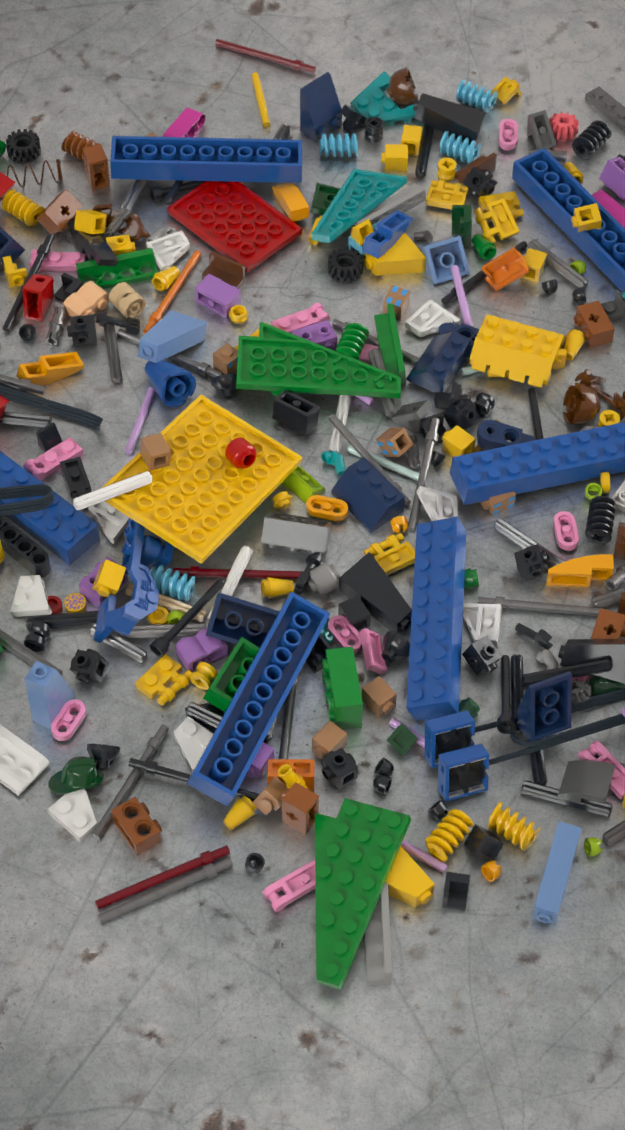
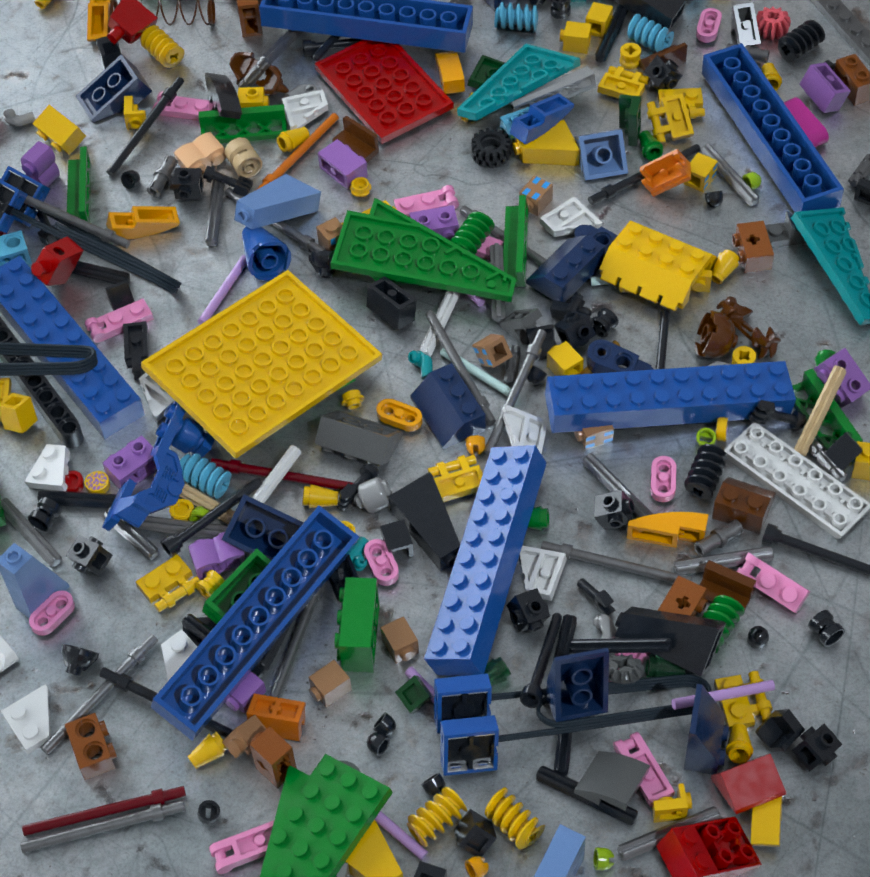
camera: 15 degrees right, 0 degrees up
(41, 291) = (150, 142): red torso -> none
(59, 212) = (189, 61): brick -> none
(69, 286) = (188, 135): black panel -> none
(76, 775) = (42, 677): dark green piece -> none
(90, 221) = (226, 68): yellow brick -> none
(108, 578) = (132, 461): yellow brick -> none
(112, 490) = (155, 363): white axle -> none
(155, 451) = (214, 326): medium nougat brick -> none
(241, 453) = (310, 340): red head -> none
(290, 776) = (269, 719): yellow pin -> none
(303, 484) = (381, 383): lime slope -> none
(339, 768) = (332, 716): black brick -> none
(361, 230) = (514, 110): yellow slope -> none
(372, 651) = (407, 586): bright pink tile -> none
(395, 647) = (431, 585): black piece -> none
(427, 235) = (588, 125): flat silver bar -> none
(461, 295) = (610, 197): lavender bar -> none
(579, 295) = (746, 212): black hinge -> none
(590, 214) = (768, 126): yellow brick -> none

